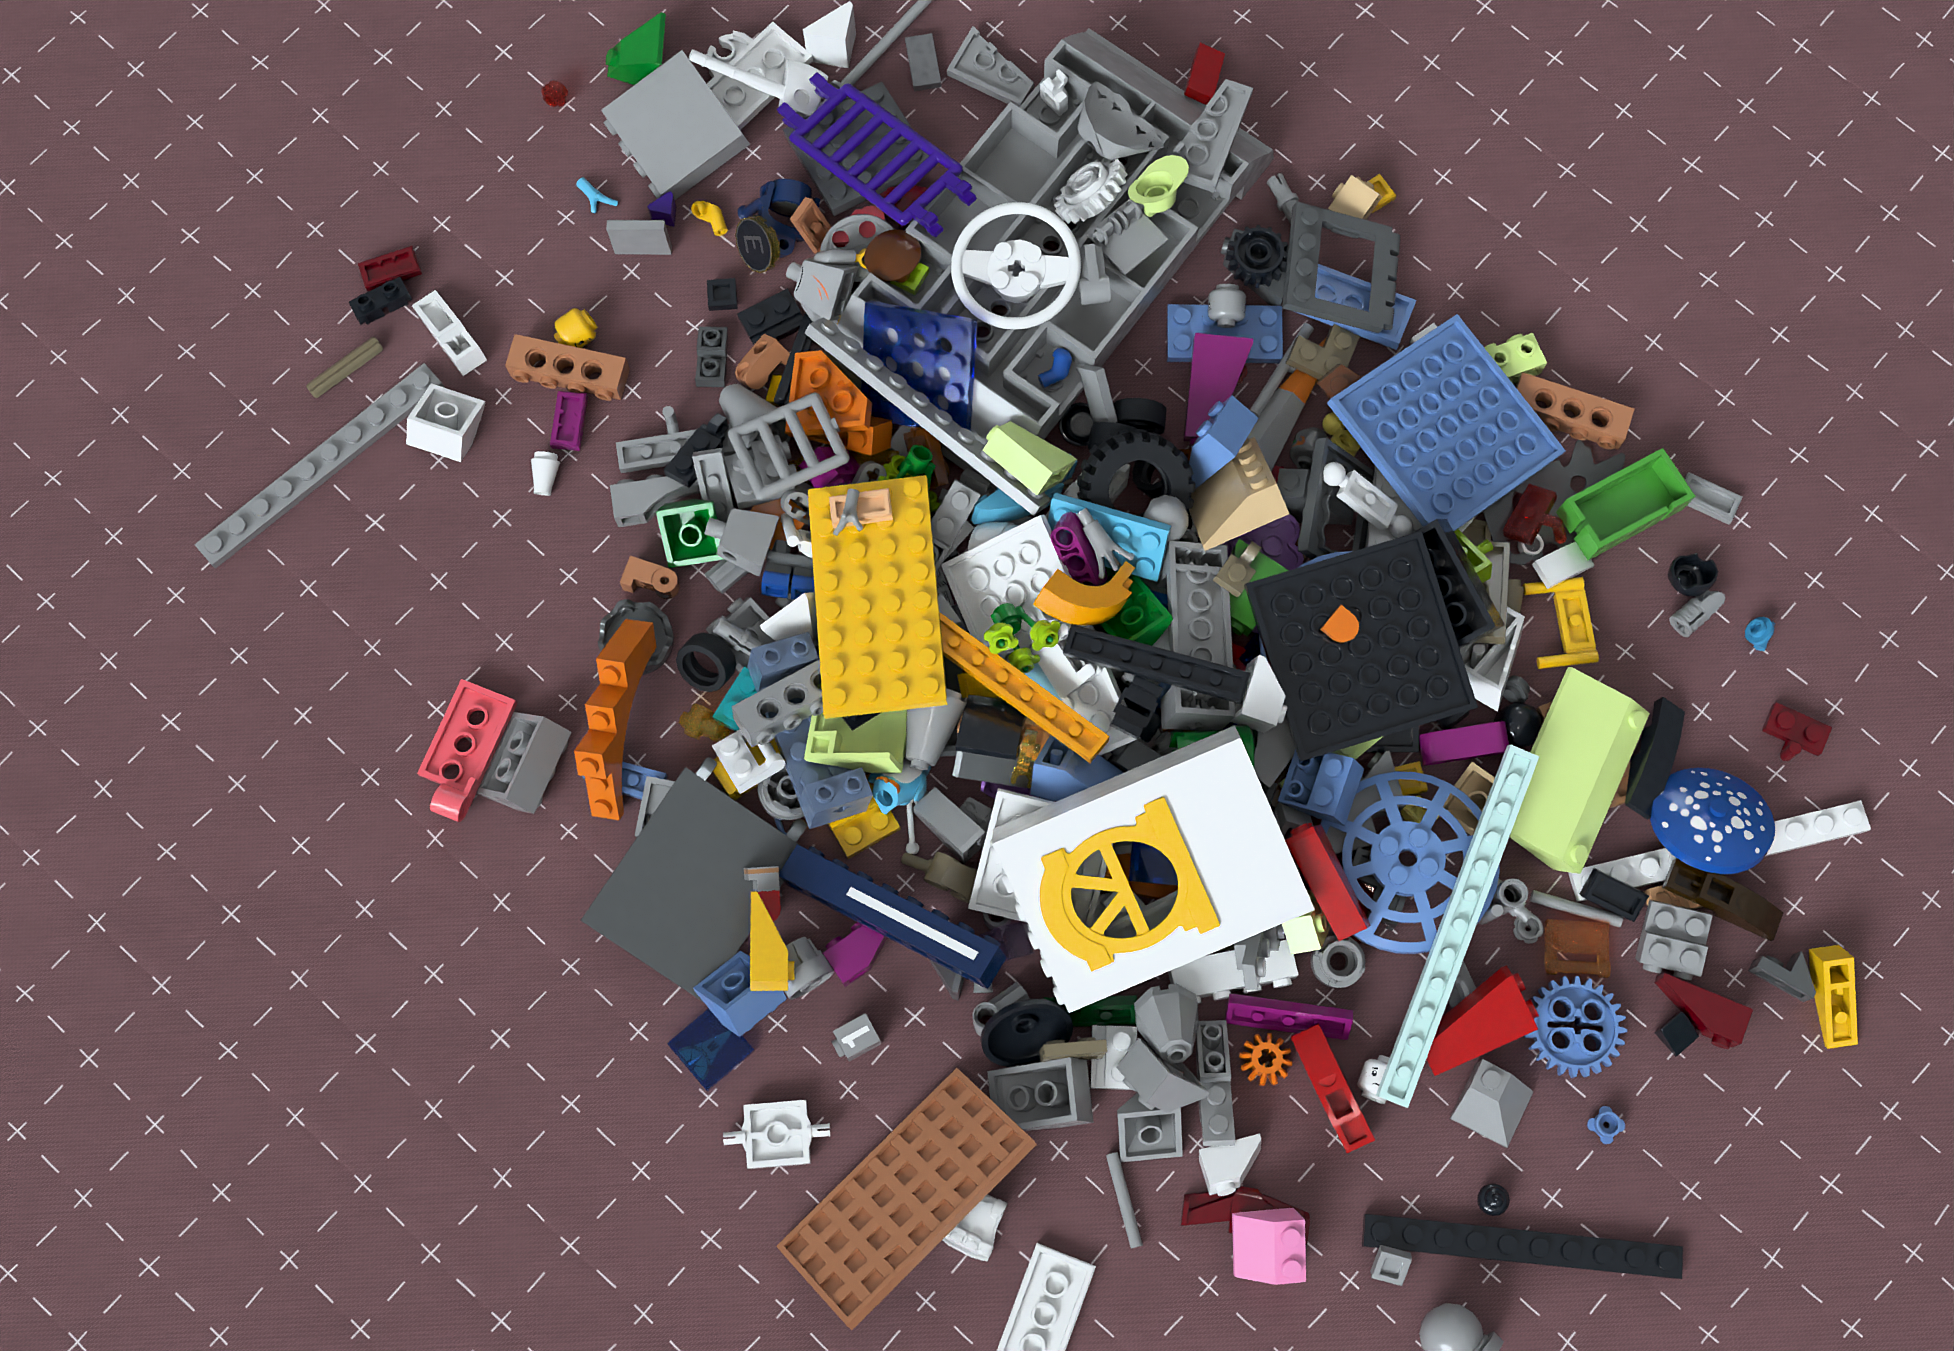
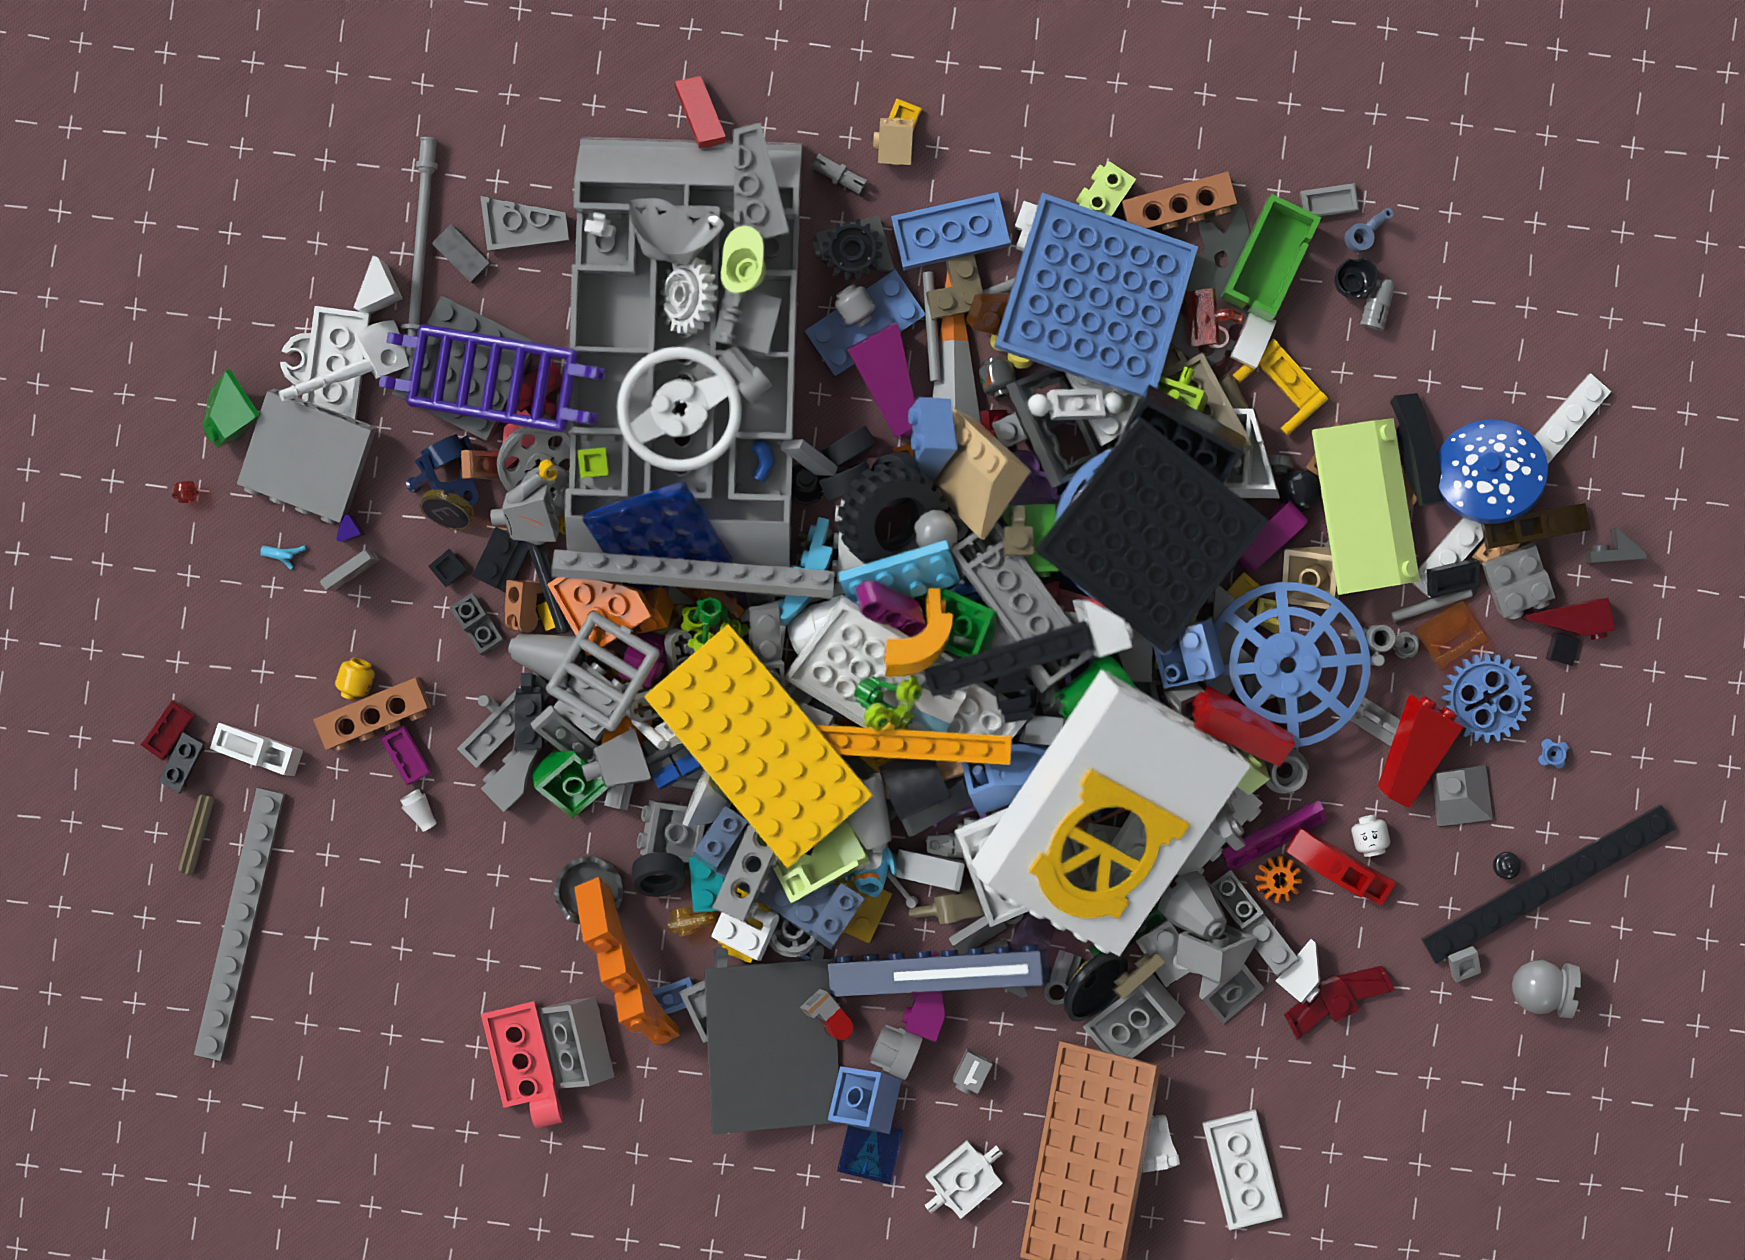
camera: 30 degrees left, 15 degrees up
(444, 422) = (312, 825): white slope -> none
(650, 577) = (570, 832): nougat leg -> none
(712, 214) = (387, 505): yellow arm -> none
(735, 635) = (673, 840): light grey pin -> none
(768, 953) = (871, 1066): yellow slope -> none
(850, 512) = (694, 700): light grey bar -> none
(871, 507) = (698, 687): light nougat tile -> none
(892, 255) = (571, 459): reddish brown dish -> none
(957, 912) = (975, 935): none -> light grey tile
(1028, 457) = (795, 554): yellowish green slope -> none
(1028, 752) = (956, 784): clear yellow plate -> none
(1101, 542) = (904, 590): light grey piece -> none
(1124, 1200) = (1244, 1049): light grey bar -> none
(1269, 1246) = (1371, 1013): bright pink slope -> none
(1303, 267) = (892, 229): dark grey hinge -> none
(1341, 625) = (1128, 534): orange tile -> none
(1457, 926) = (1357, 691): light aqua plate -> none
(1726, 543) = (1366, 231): none -> sand blue plate
(1759, 632) = (1434, 288): dark azure plate -> none
(1796, 730) = (1509, 349): dark red plate -> none
(1835, 995) = (1659, 541): yellow slope -> none

